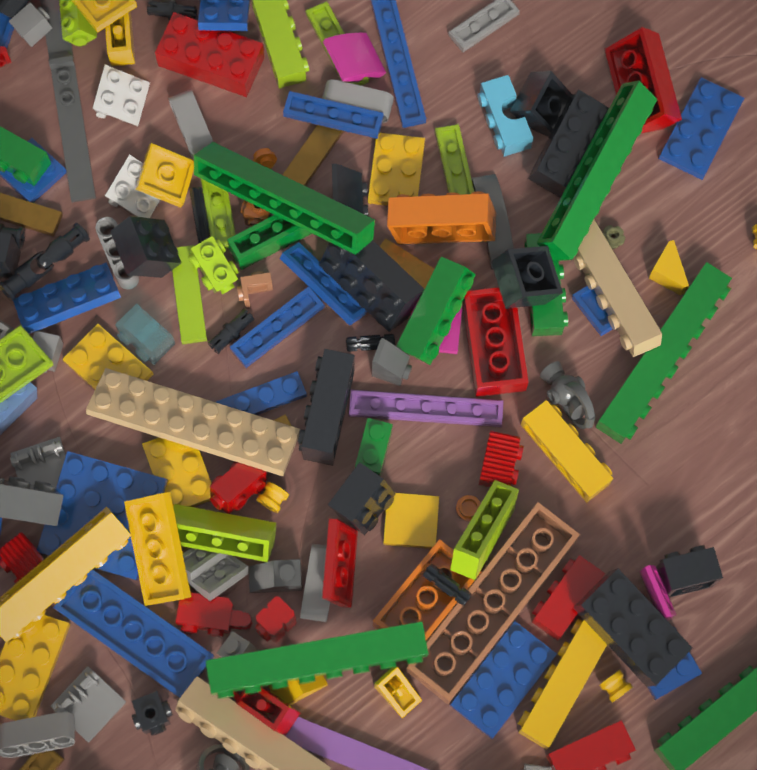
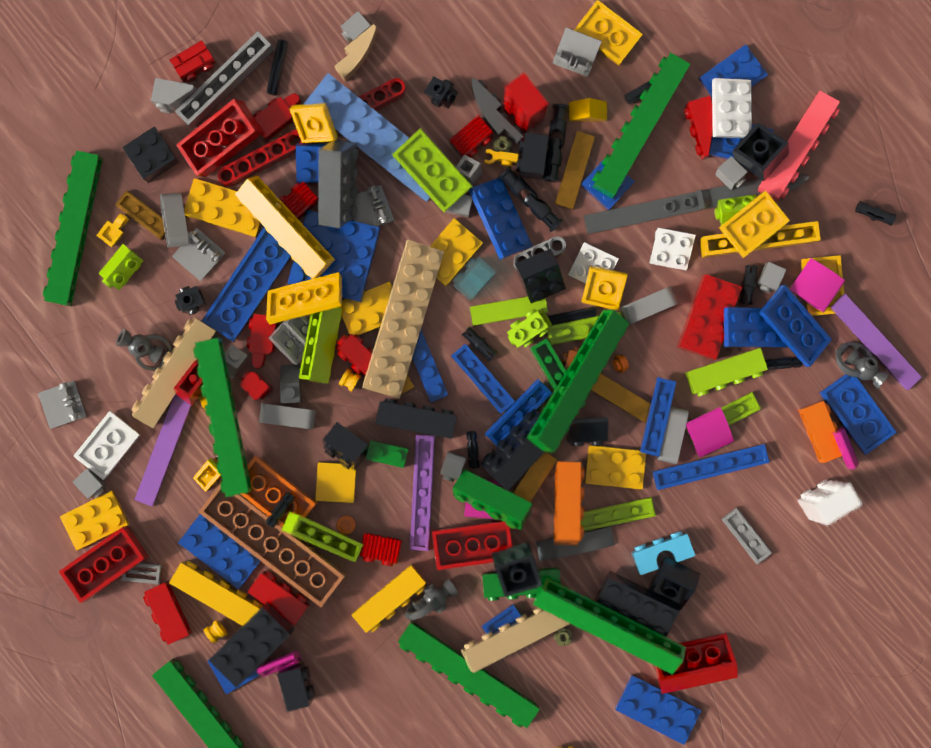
camera: 90 degrees right, 15 degrees up
(255, 283) = (518, 362): nougat bracket -> none
(340, 563) = (297, 431): red tile -> none
(670, 271) = (535, 680): yellow slope -> none

